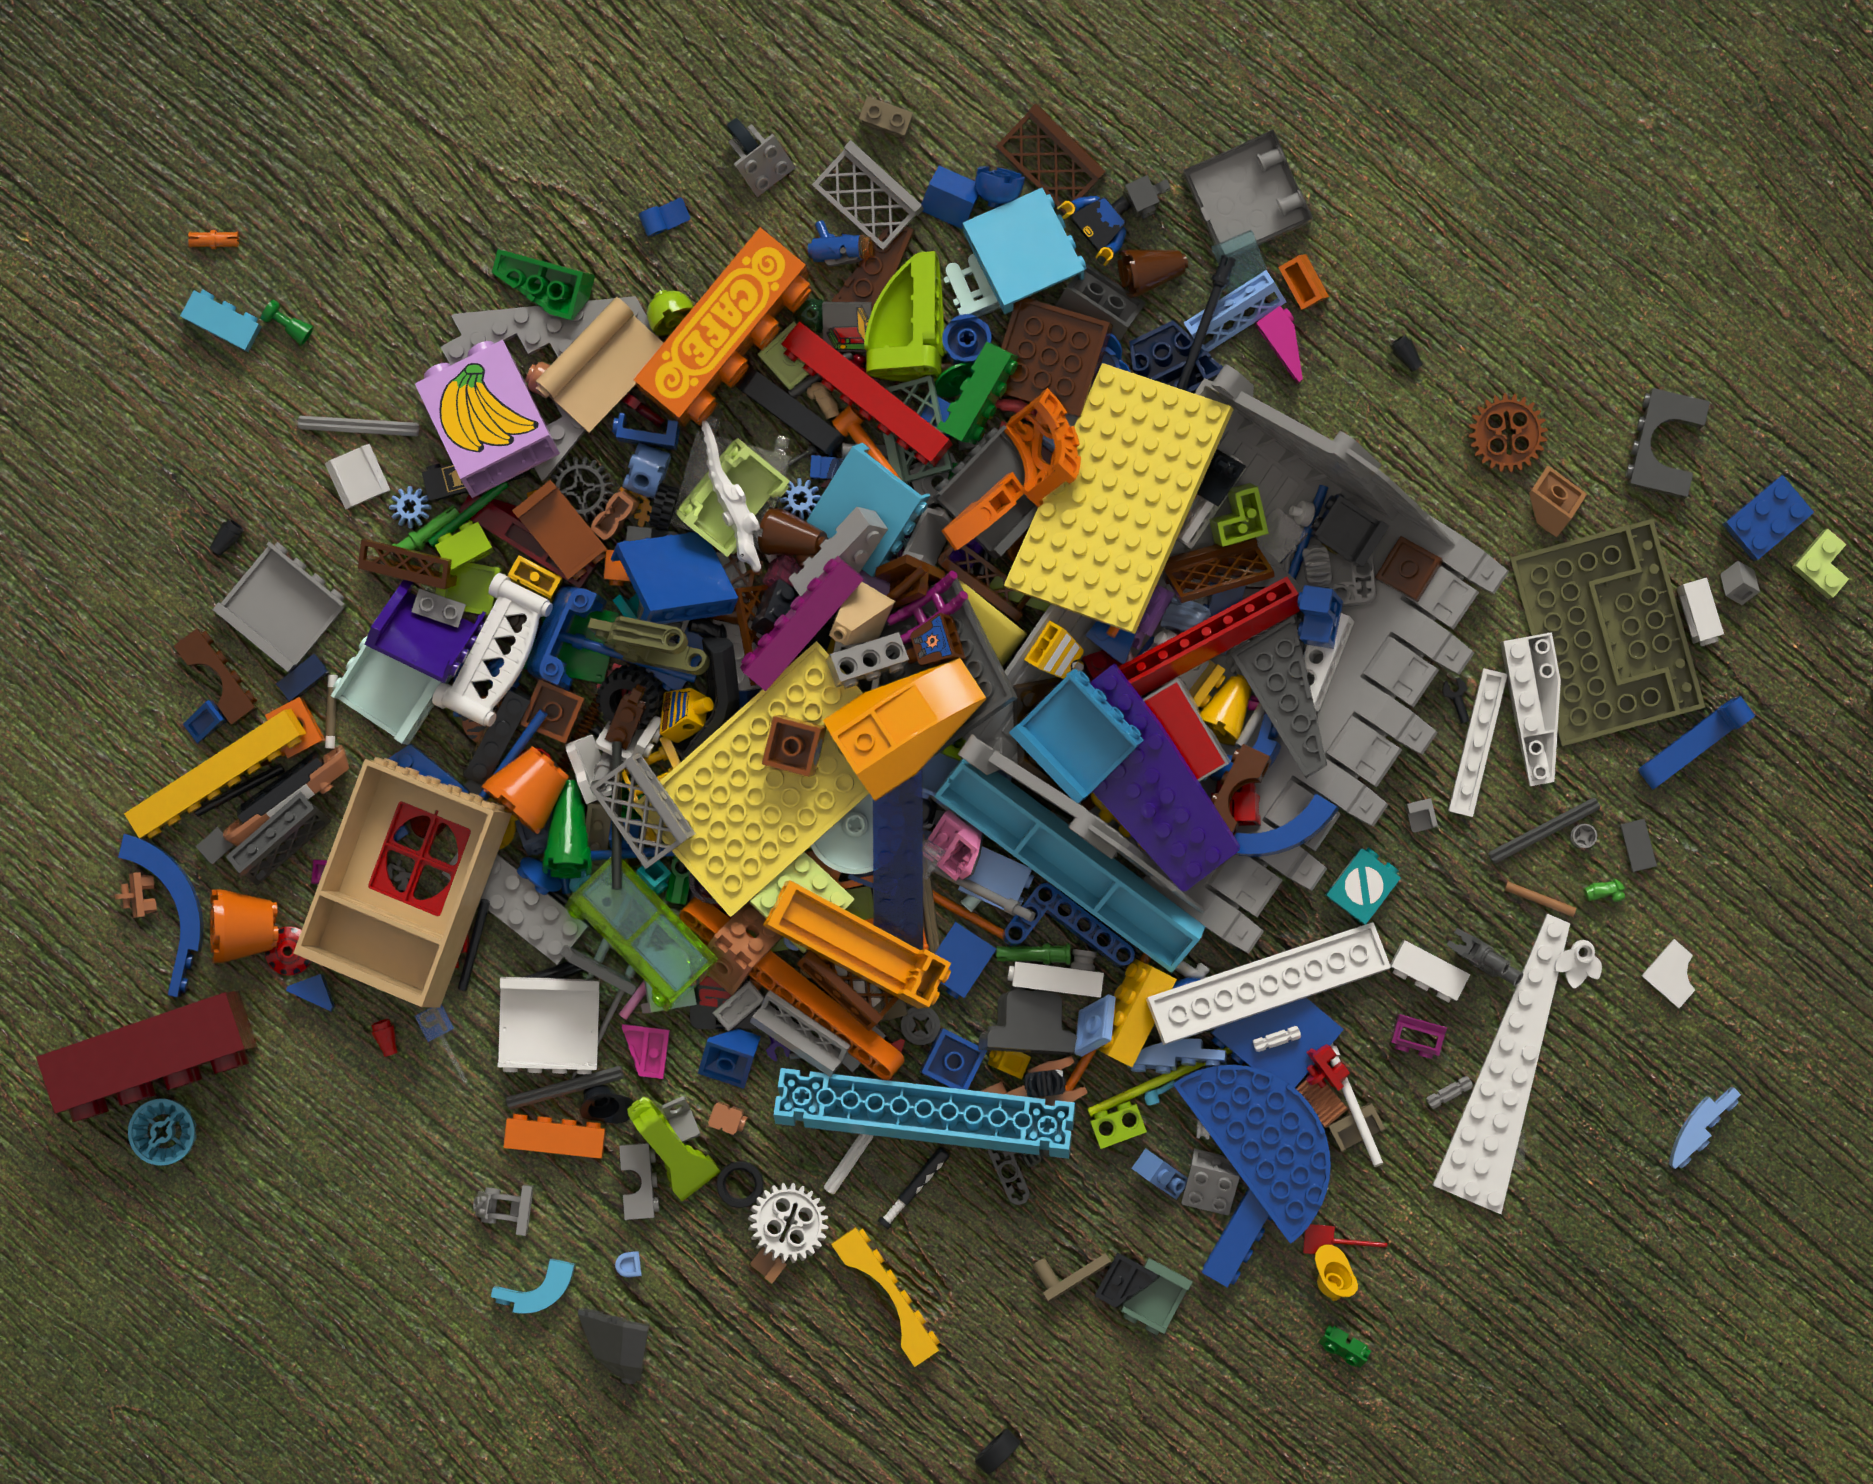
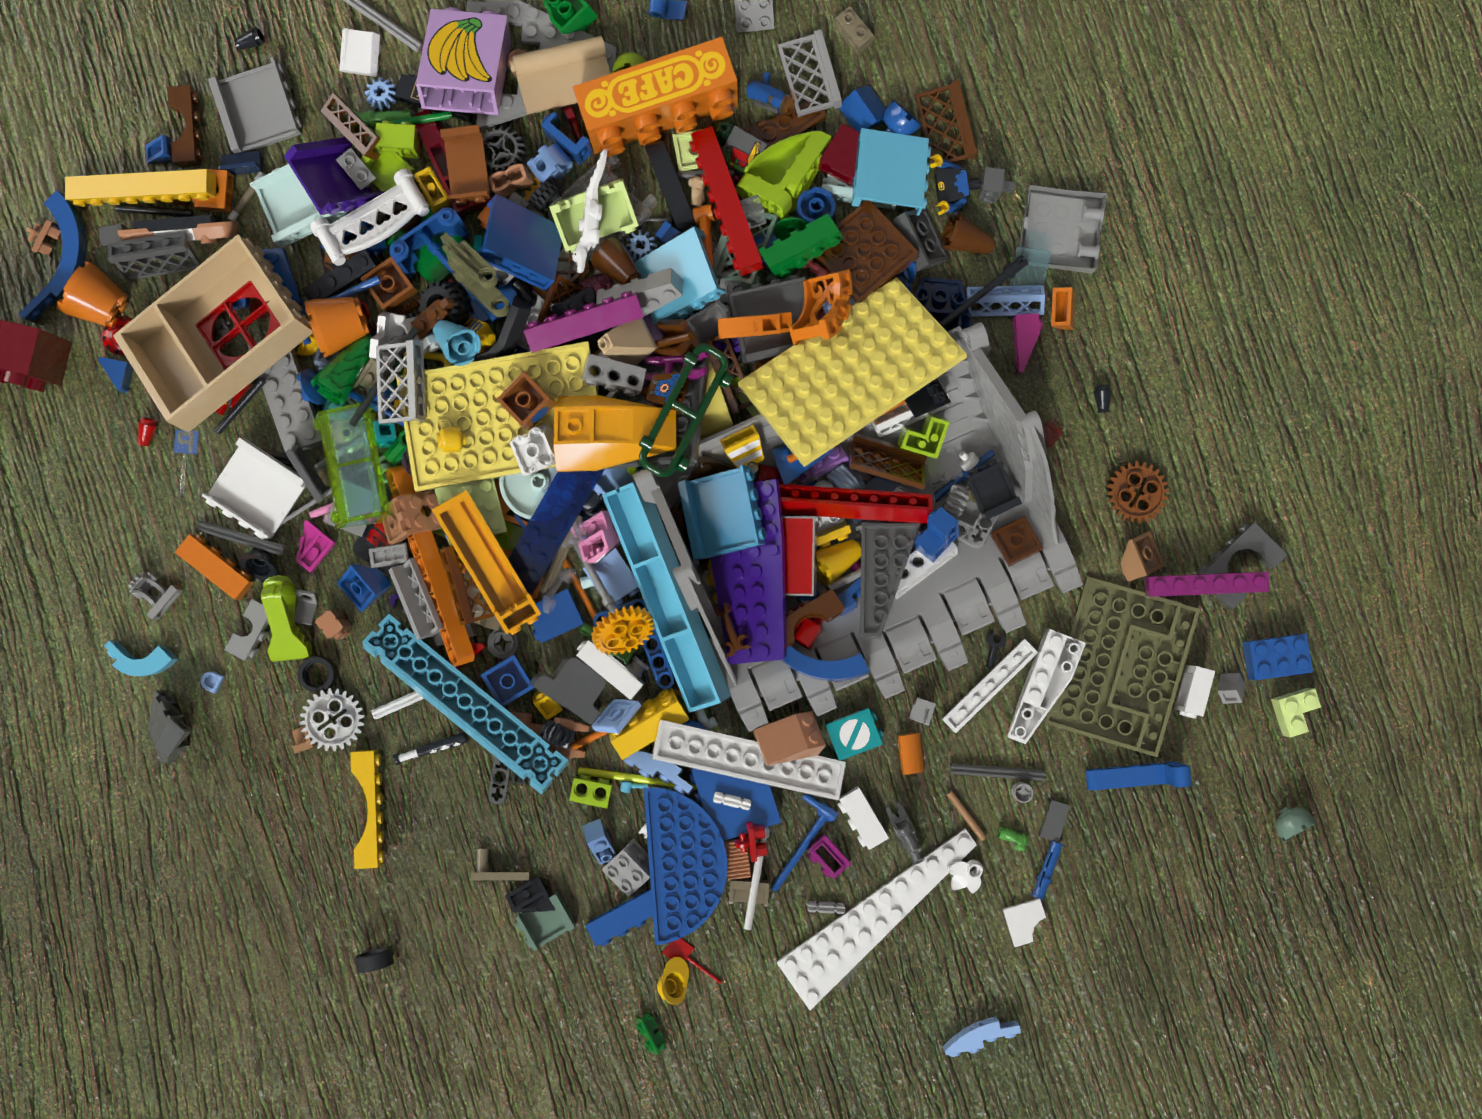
camera: 35 degrees right, 0 degrees up
(674, 729) = (457, 342): none -> medium azure cone
(737, 837) = (450, 439): none -> yellow head
(834, 792) = (534, 449): none -> white slope
(903, 387) = (753, 211): none -> clear panel
(944, 909) = (566, 575): none -> clear bar
(958, 263) = (841, 155): none -> dark red slope
(987, 592) = (679, 460): none -> dark green bar
(1047, 927) = (622, 630): none -> light orange gear
(1178, 863) = (736, 642): none -> reddish brown bar
(1298, 933) = (790, 739): none -> nougat slope
(1373, 427) = (1051, 433): none -> clear red tile
(1385, 992) = (825, 814): none -> blue bar
(1438, 868) = (911, 753): none -> orange brick
(1641, 488) = (1207, 583): none -> magenta brick
(1663, 903) = (1044, 878): none -> blue pin

